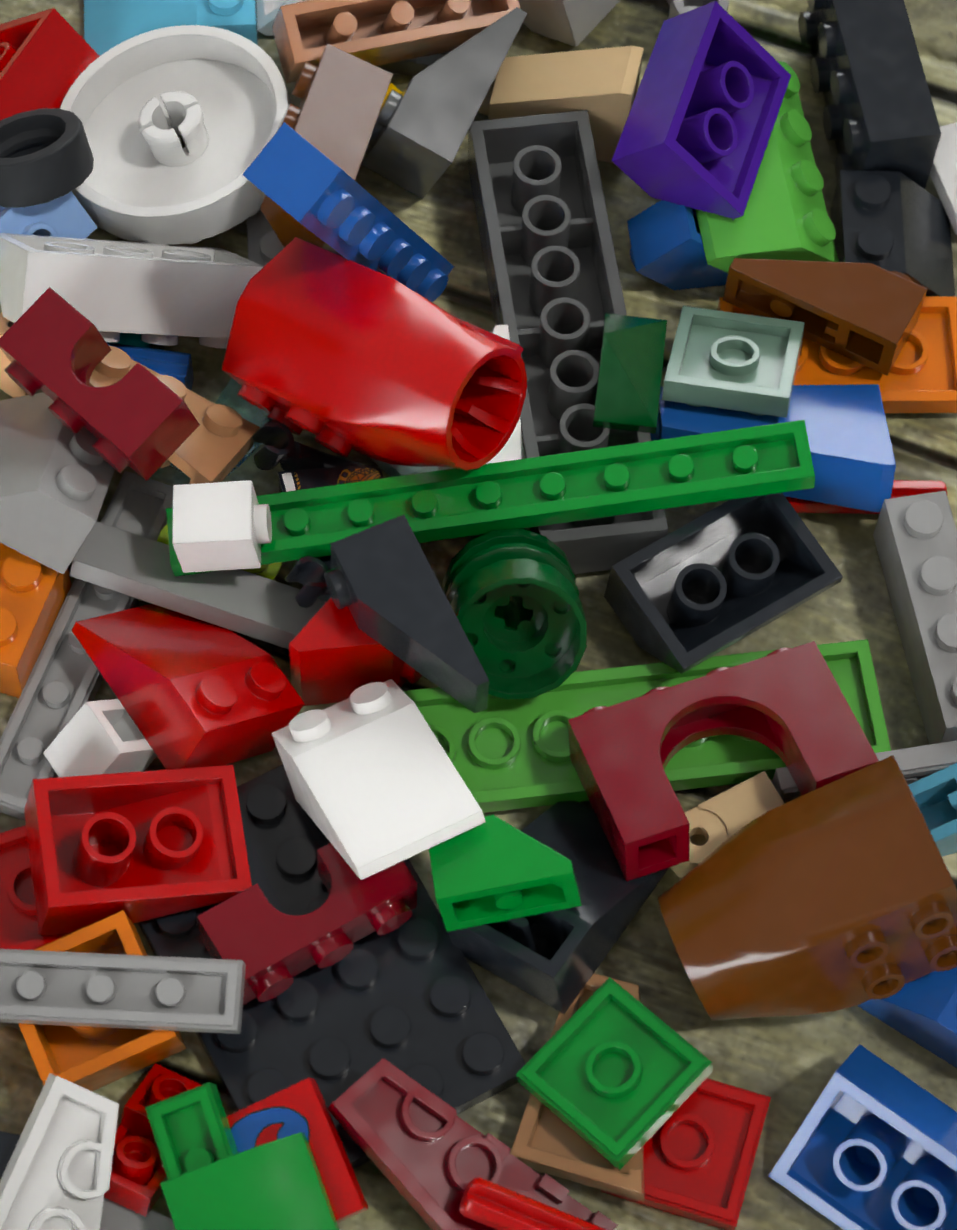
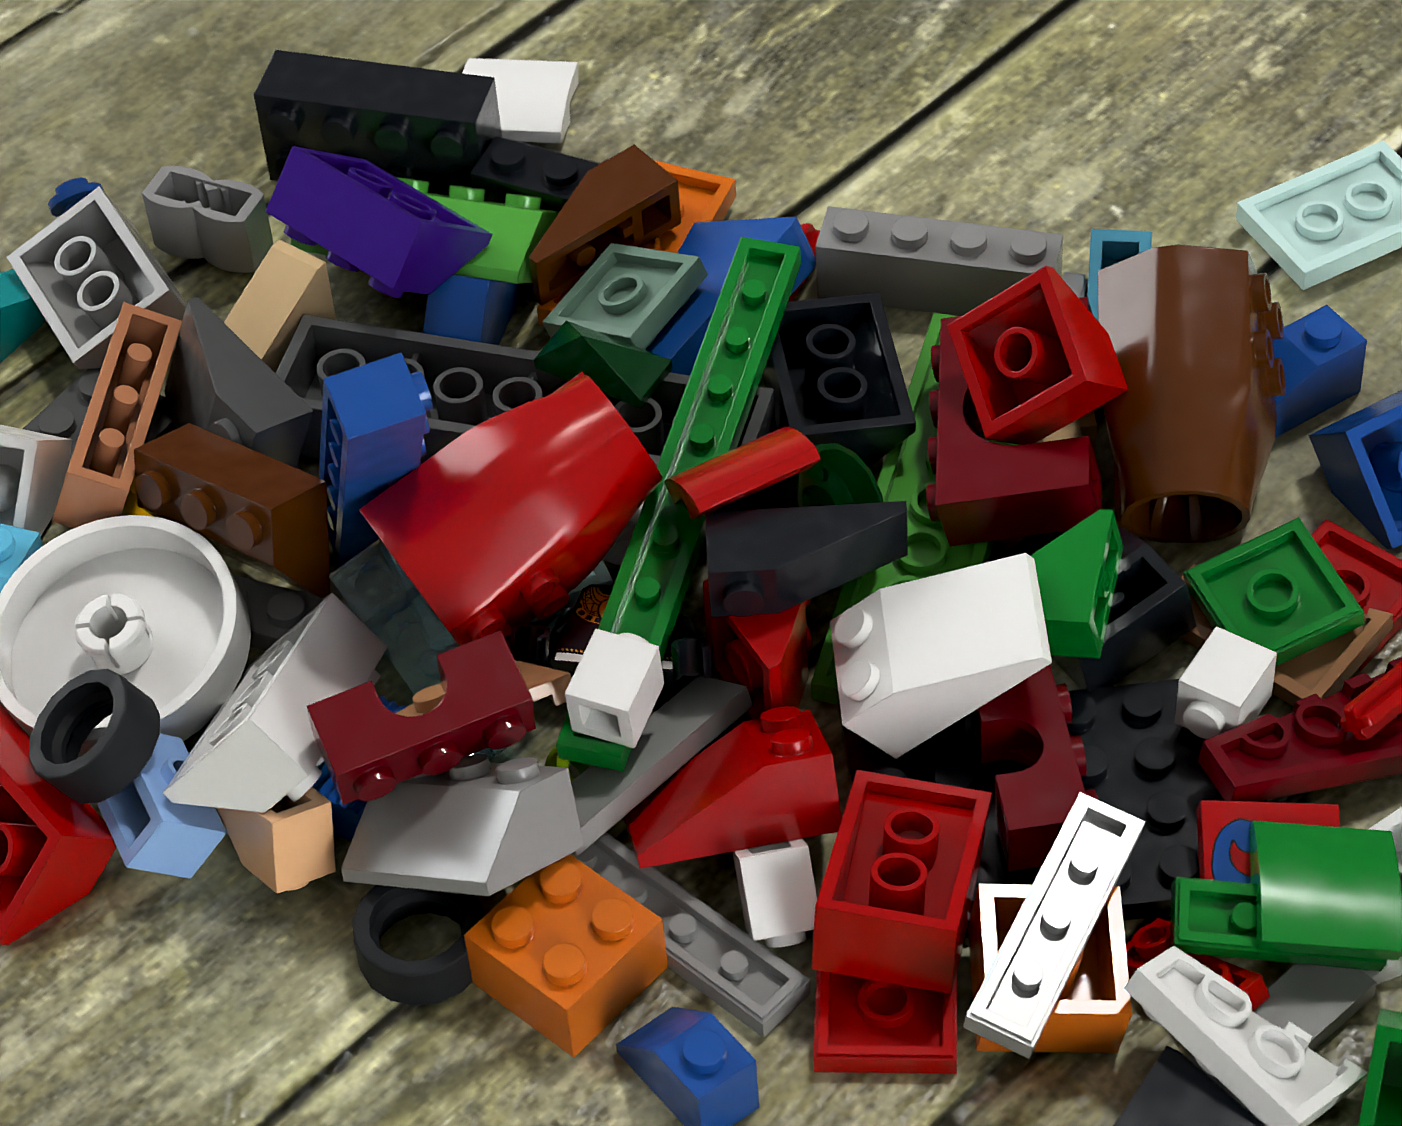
camera: 60 degrees left, 15 degrees down
(466, 1058) = (1224, 684): none -> white brick
(478, 527) = (742, 471): none -> red slope
(751, 739) = (1035, 359): none -> red slope

